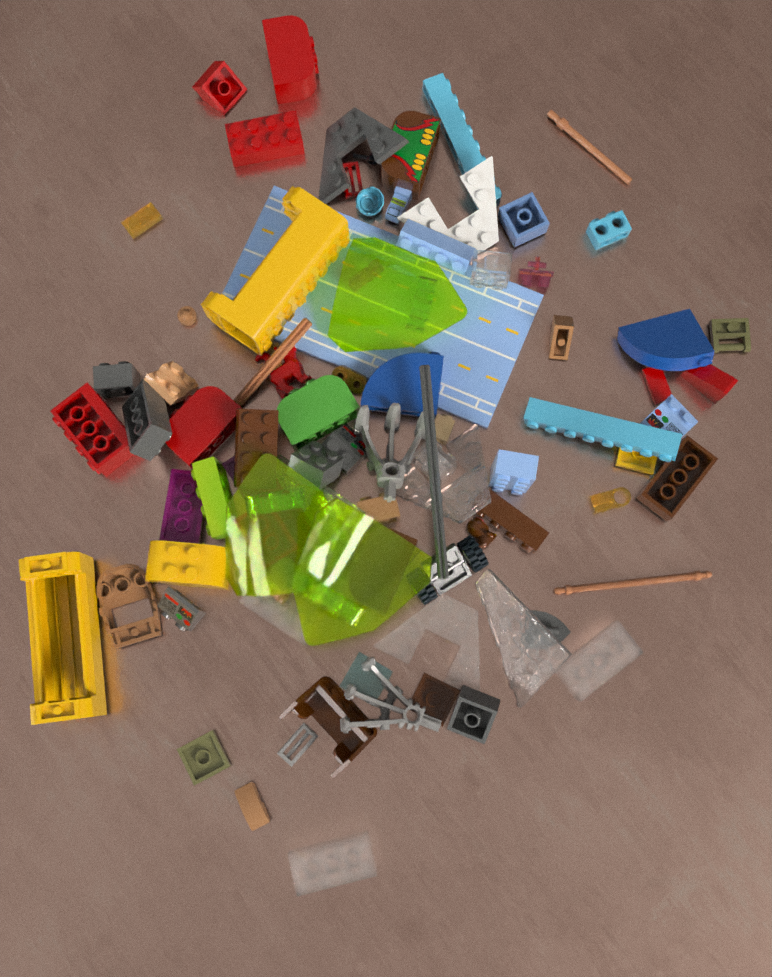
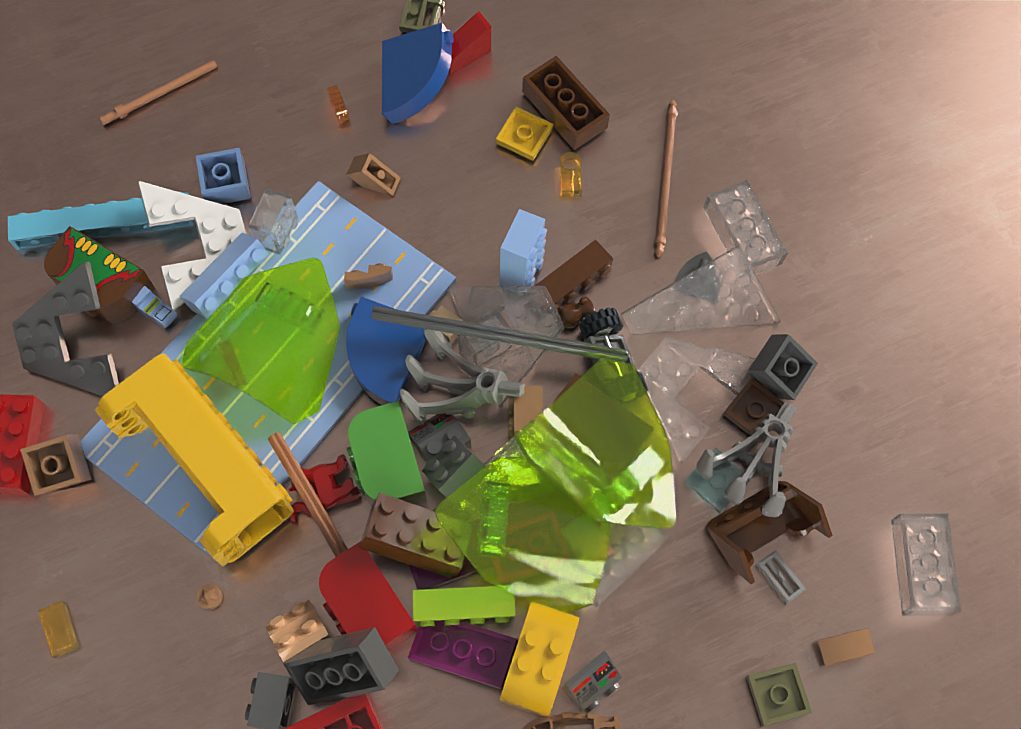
camera: 80 degrees left, 10 degrees down
(255, 176) = (55, 464): none -> medium nougat brick
(350, 377) = (350, 411): pearl gold plate -> none
(354, 193) = (105, 347): red tile -> none
(369, 201) = (138, 337): medium azure hair -> none
(370, 159) = (83, 326): black hand -> none
(467, 361) = (377, 275): none -> medium nougat slope
(544, 276) = (297, 174): clear pink hips -> none
(602, 429) = (493, 157): medium azure brick -> none
(610, 232) = (263, 97): medium azure brick -> none
(619, 290) = (338, 104): none -> clear orange beam
(656, 384) = (455, 97): red tile -> none
(671, 416) = (502, 93): light blue slope -> none

